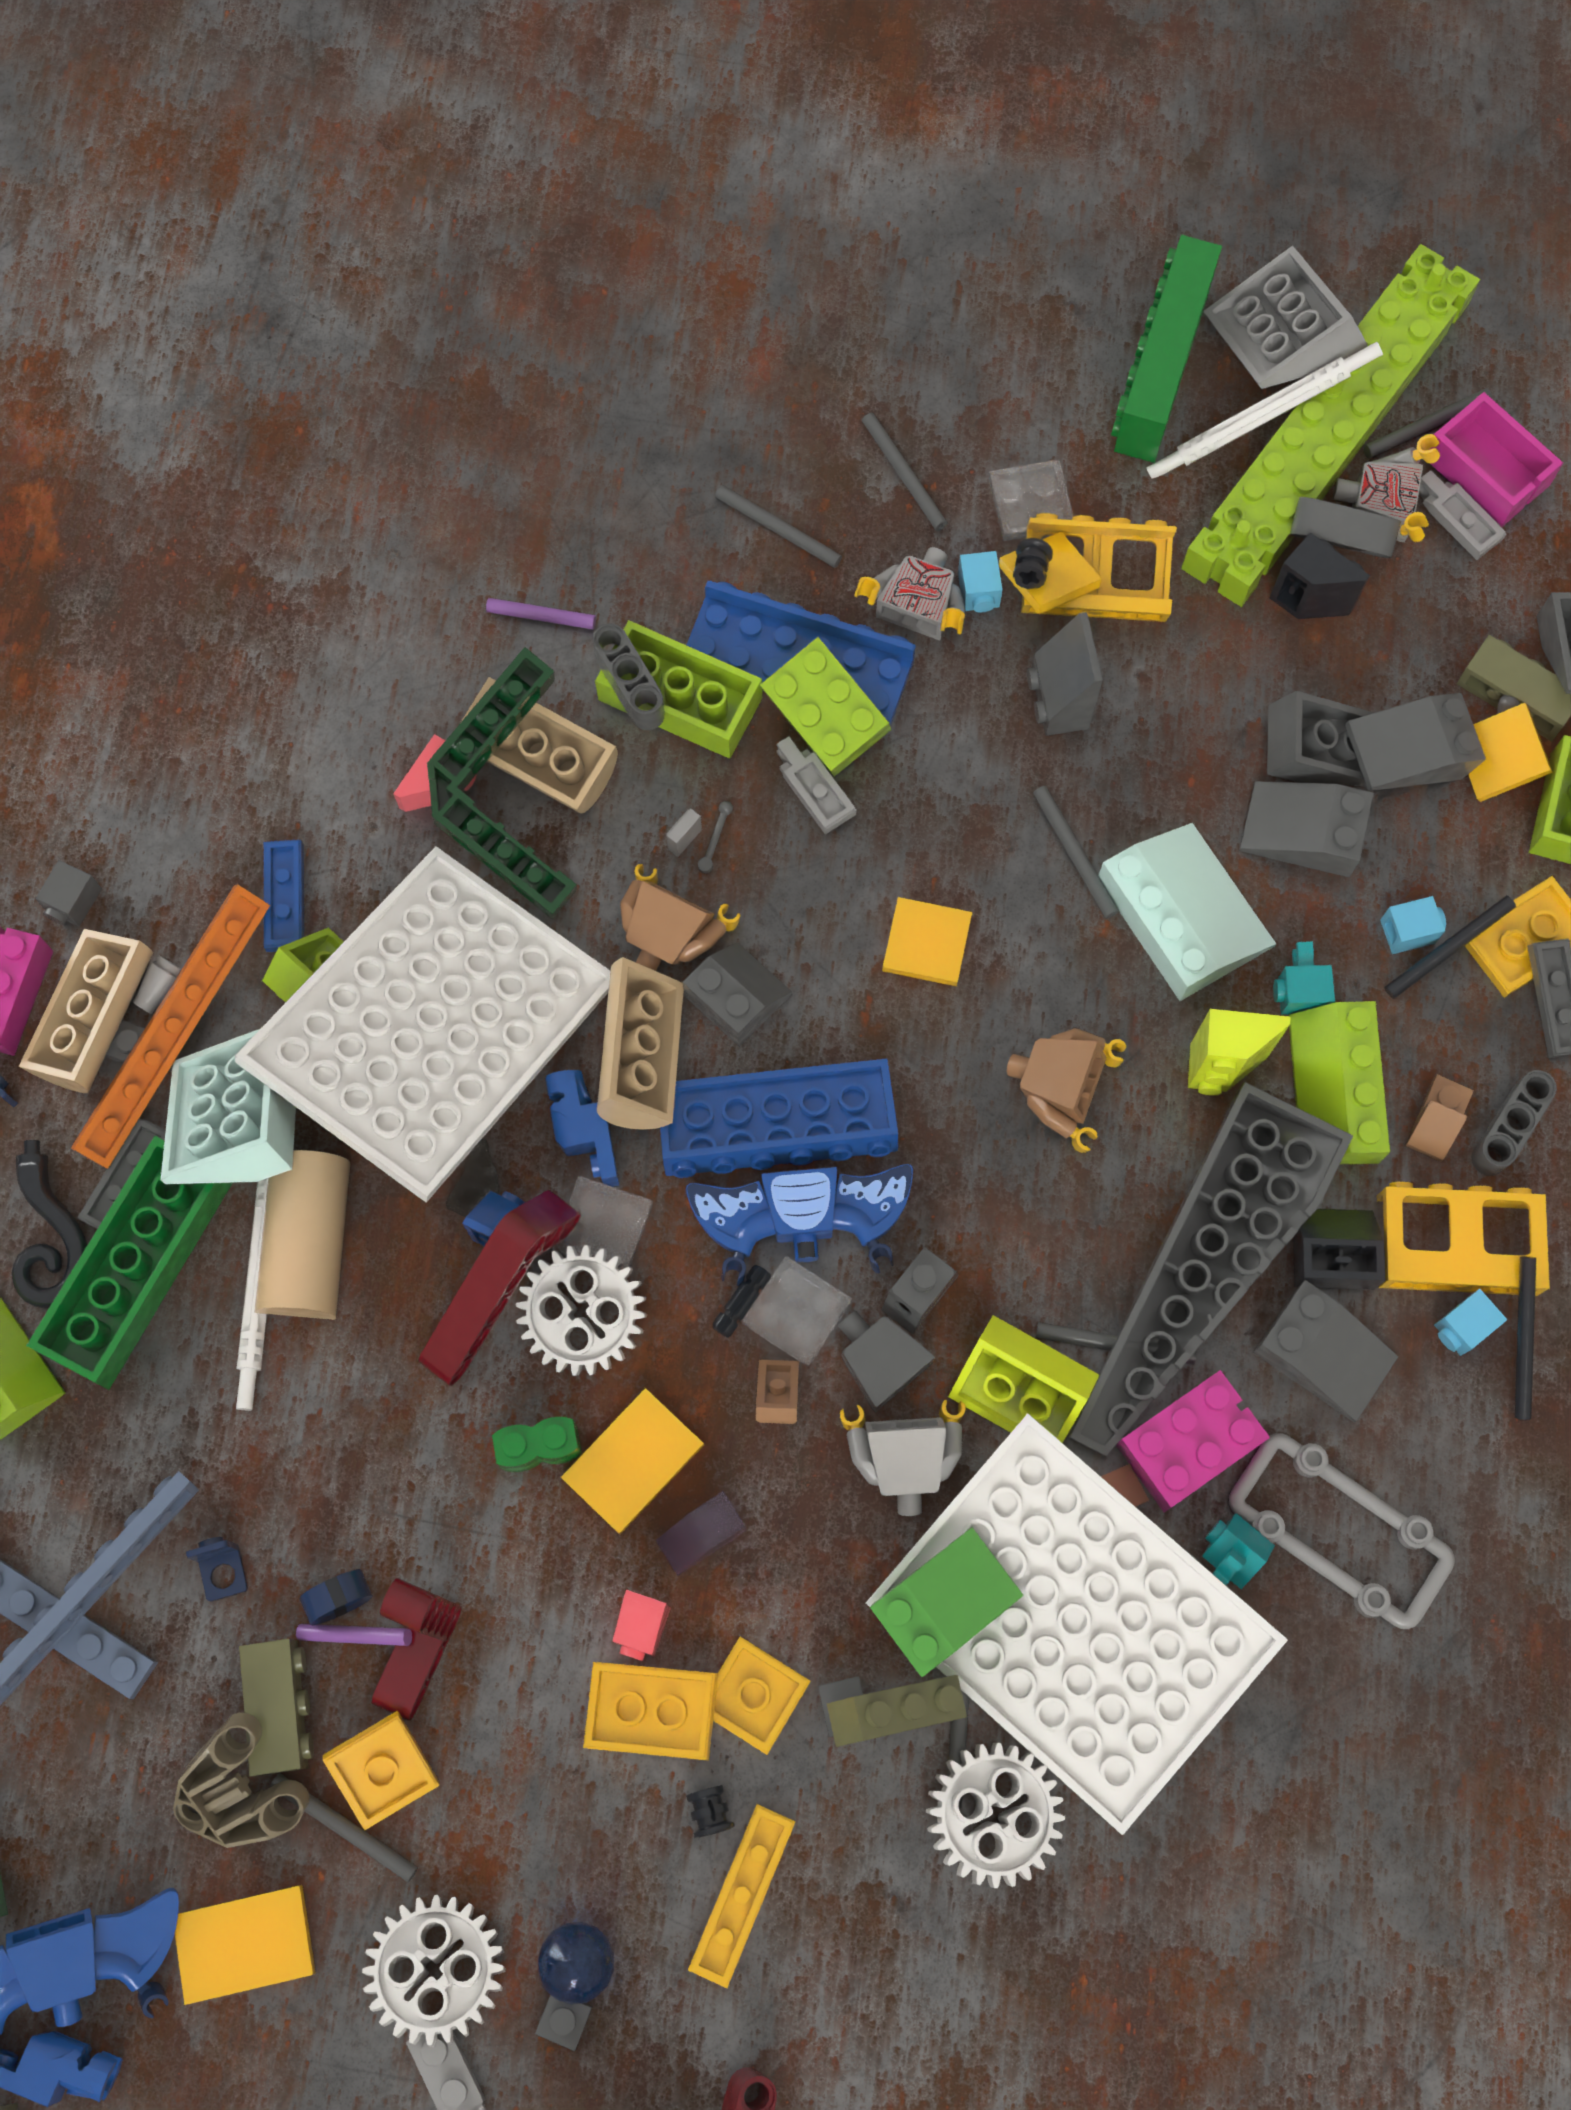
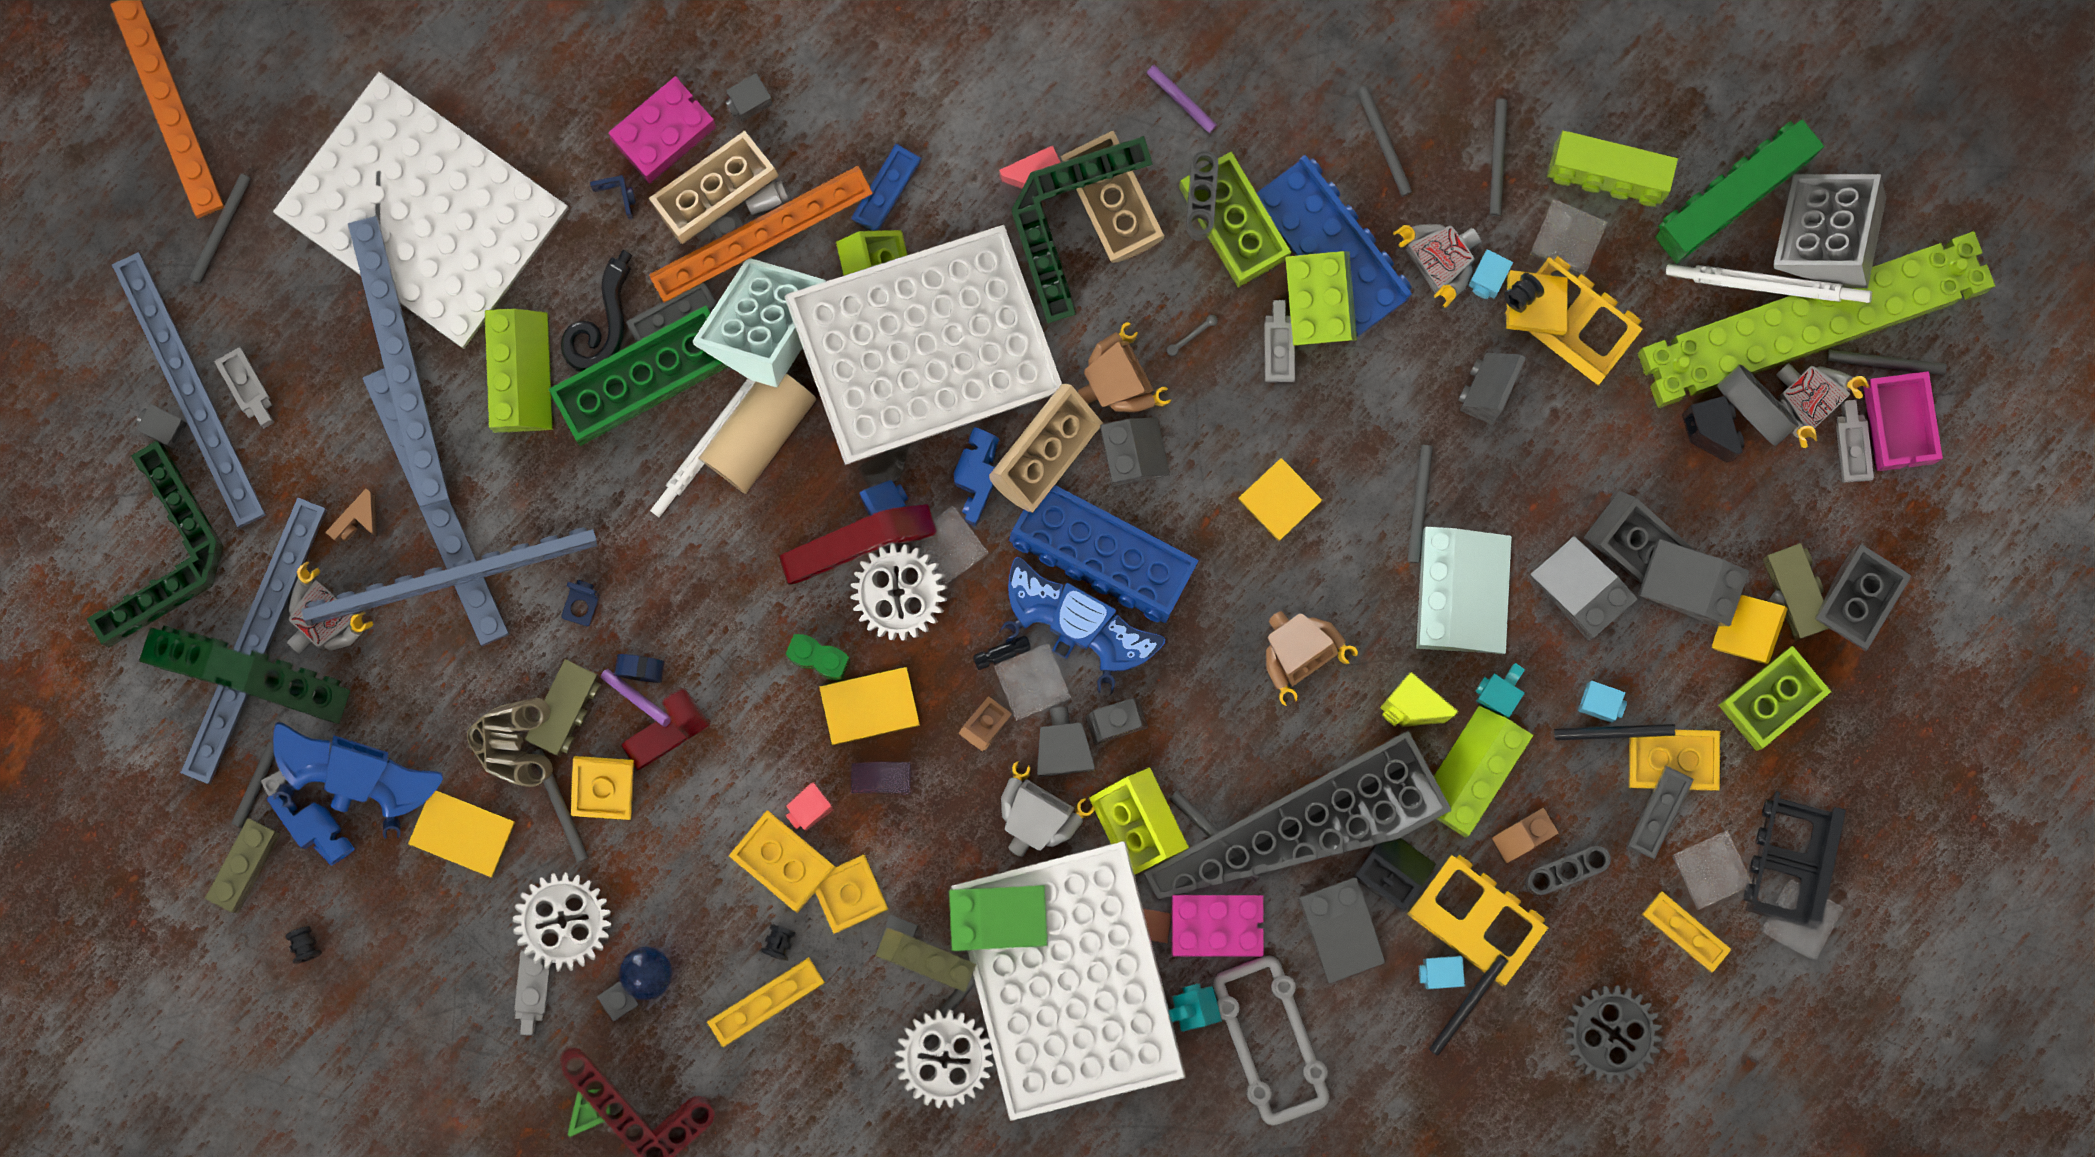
camera: 30 degrees right, 10 degrees up
(684, 832) = (1171, 320): light grey tile -> none
(1027, 402) = (1612, 168): none -> lime brick

